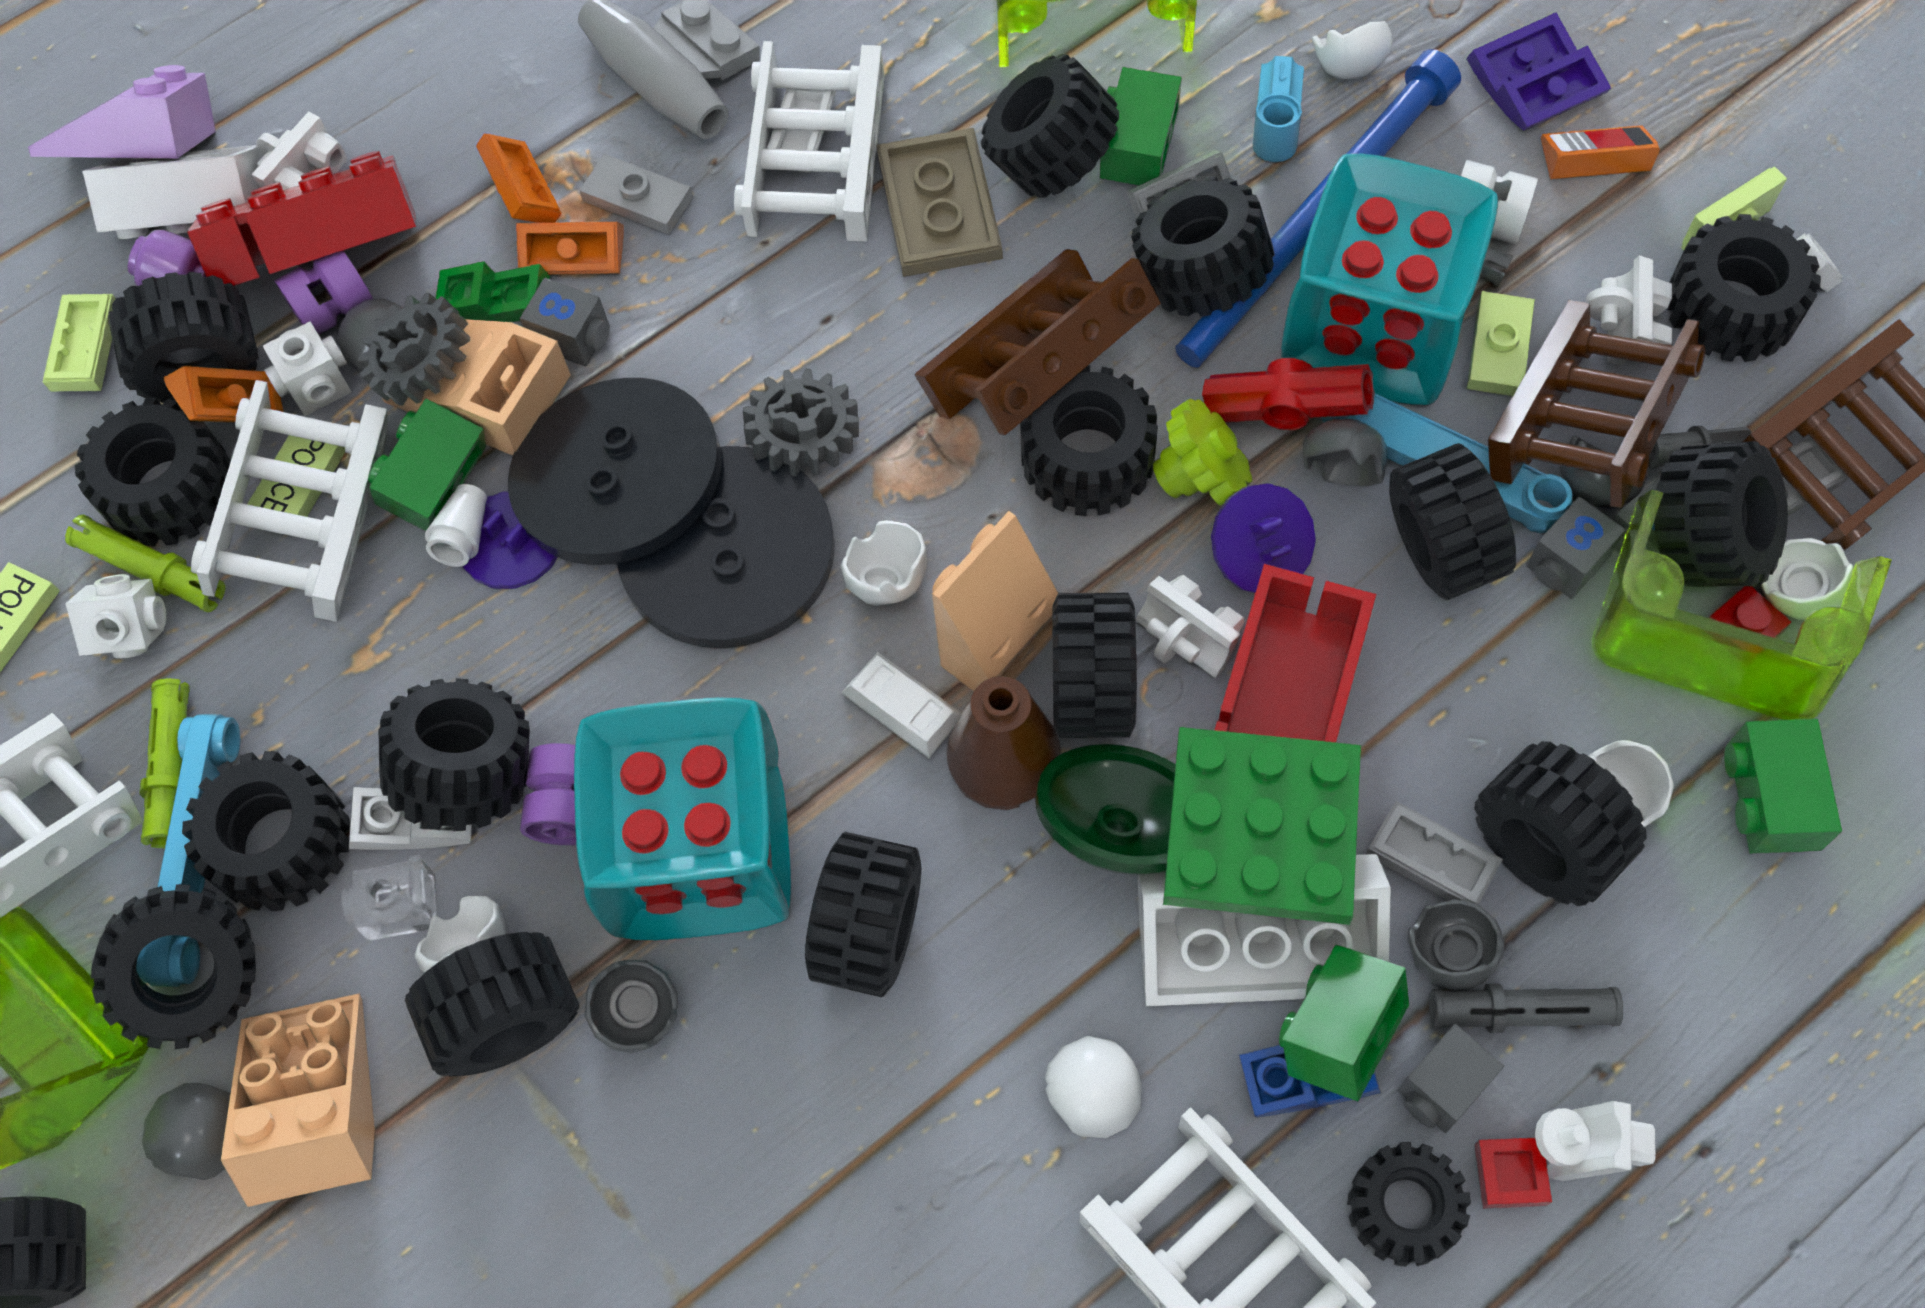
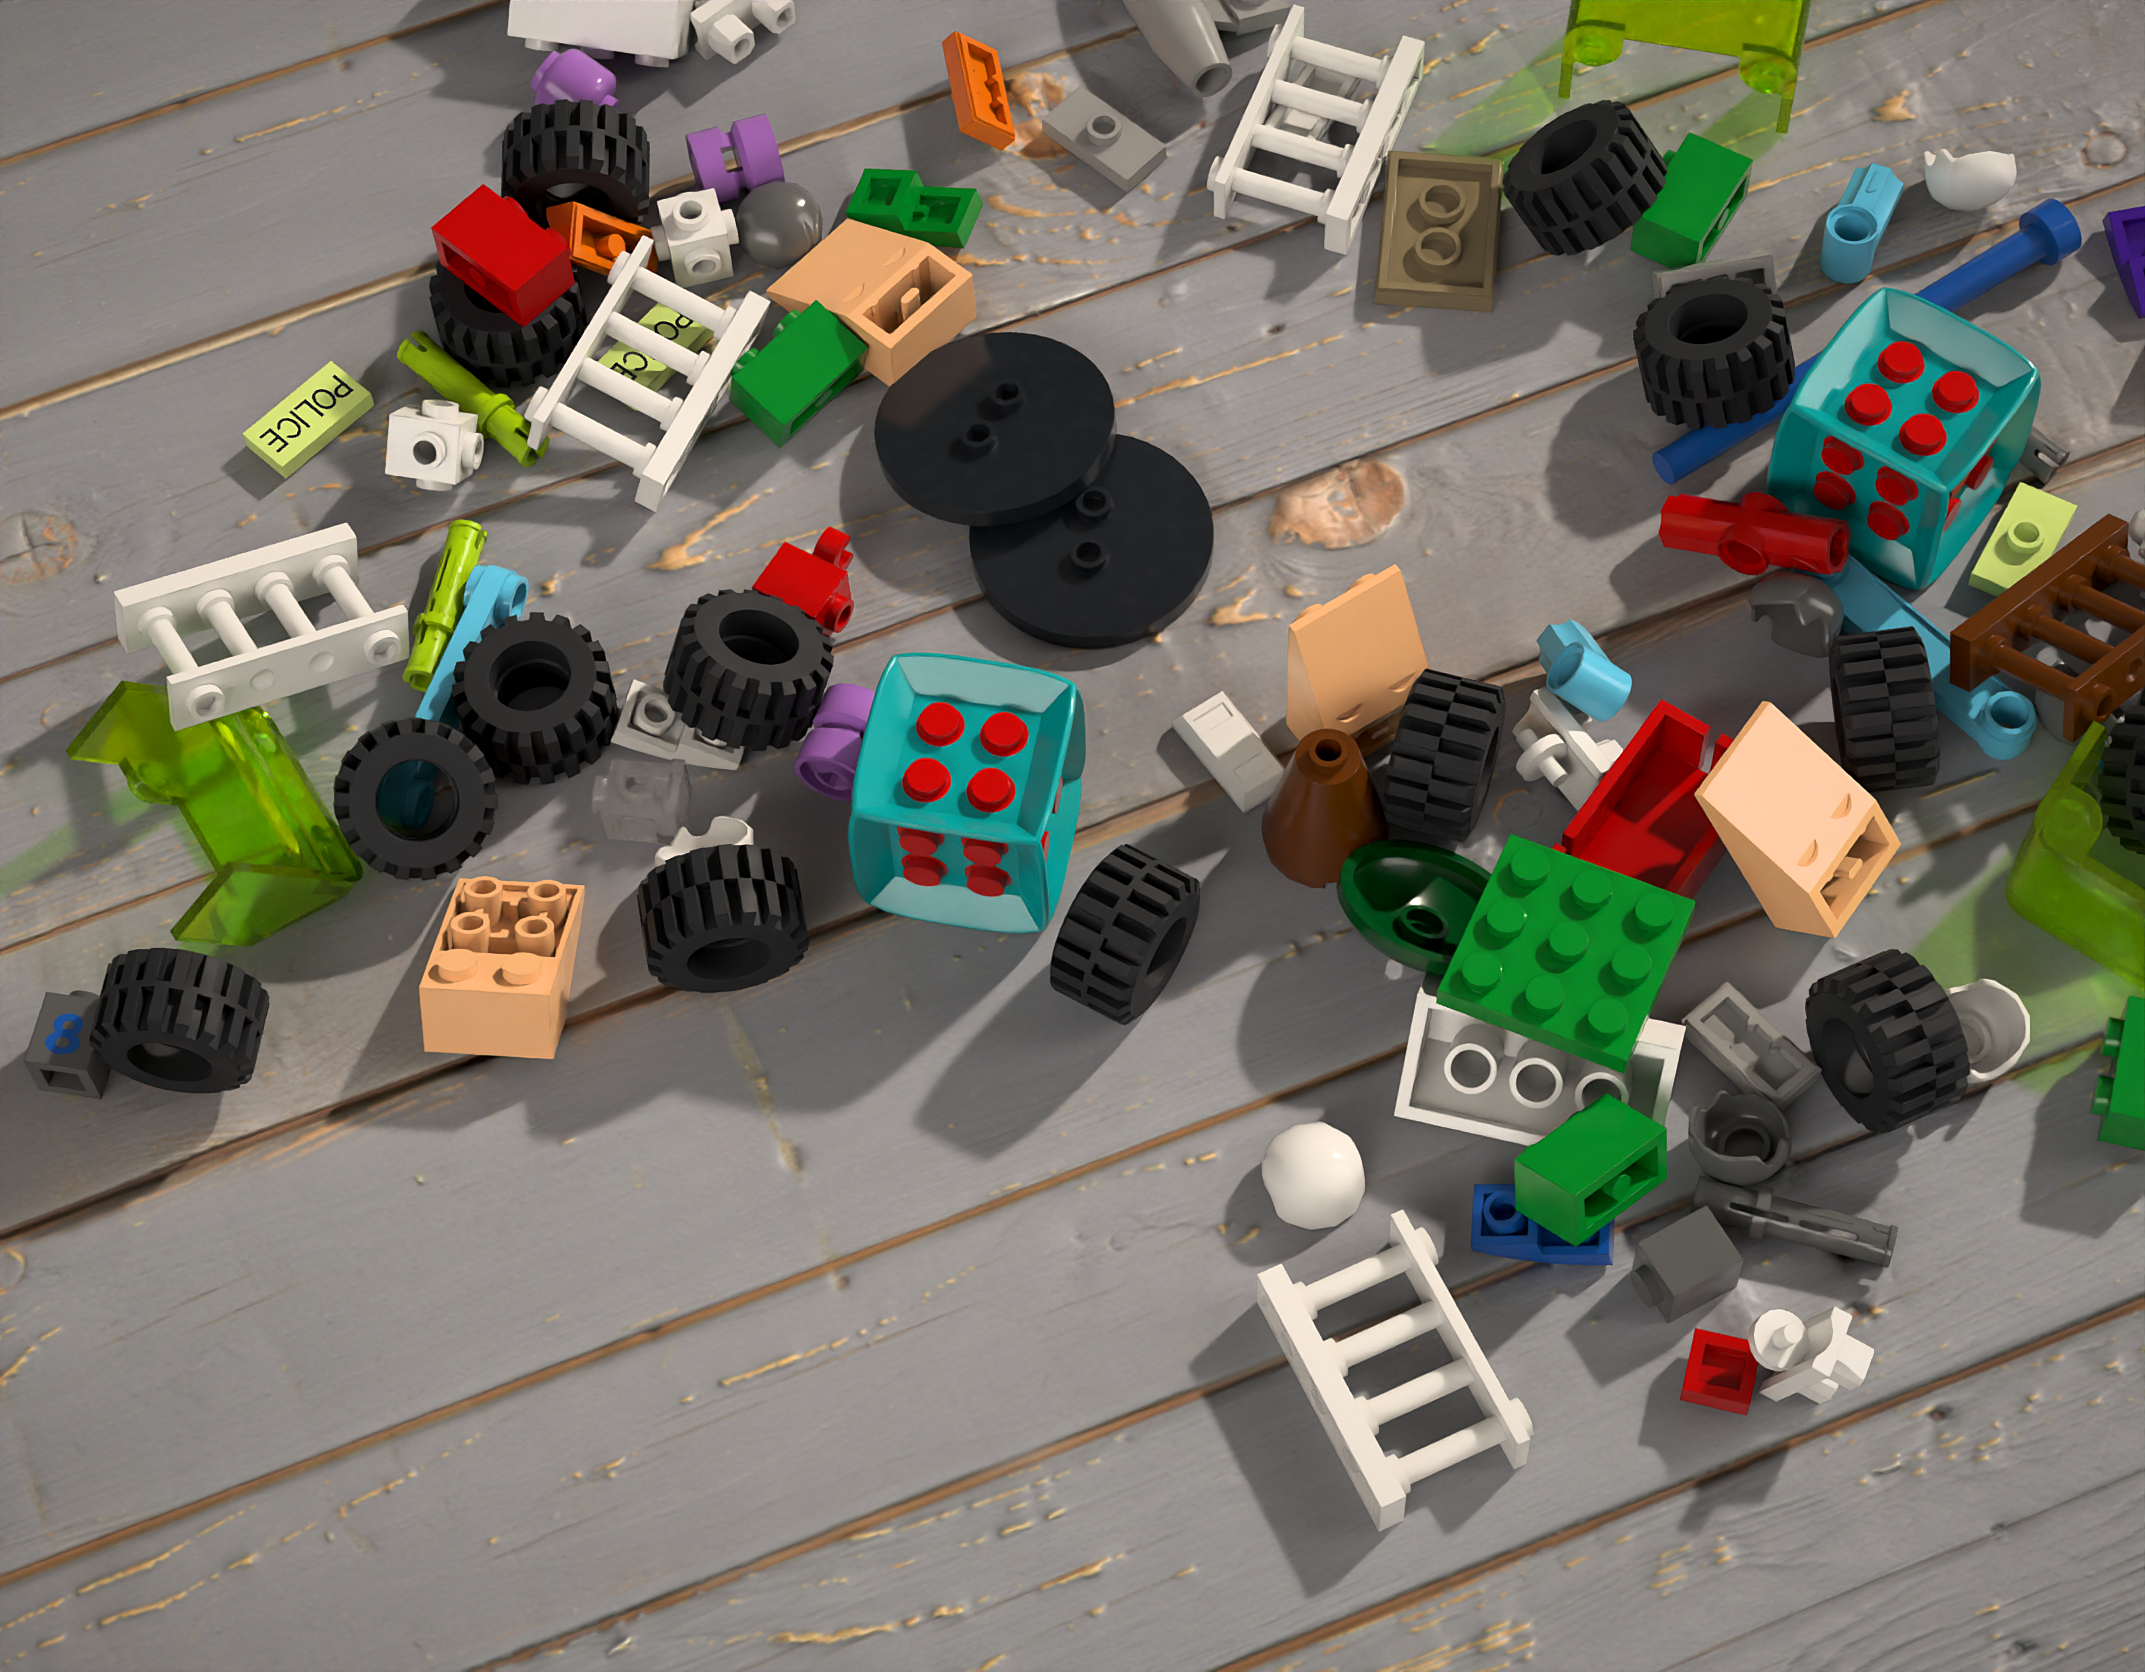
camera: 15 degrees right, 5 degrees down
(79, 343) = (459, 149): yellowish green plate -> none
(132, 429) = (504, 254): none -> red brick
(187, 1131) = (383, 968): dark grey hair -> none
(304, 221) = (735, 78): red piece -> none
(414, 349) = (817, 245): dark grey gear -> none
(457, 528) = (810, 446): white cone -> none
(491, 653) = (813, 581): none -> red brick
(506, 552) = (848, 479): dark purple piece -> none
(570, 318) = (993, 254): dark grey brick -> none
(571, 247) = (1016, 179): orange slope -> none
(631, 1005) = (860, 965): dark grey hair -> none
(801, 422) = (1211, 429): dark grey gear -> none
(886, 564) = (1257, 601): white hair -> none
(1037, 340) = (1495, 405): reddish brown fence -> none
(1091, 478) = (1526, 488): black tyre -> none
(1183, 554) = (1582, 671): none -> medium azure piece
(1201, 455) = (1639, 575): lime plant -> none
(1261, 528) = (1683, 666): dark purple piece -> none
(1416, 646) = (1796, 825): none -> light nougat slope
(1440, 1182) = (1608, 1333): black tyre -> none
(1514, 198) = (2072, 389): white wheel -> none
(1575, 548) = (2015, 778): dark grey brick -> none

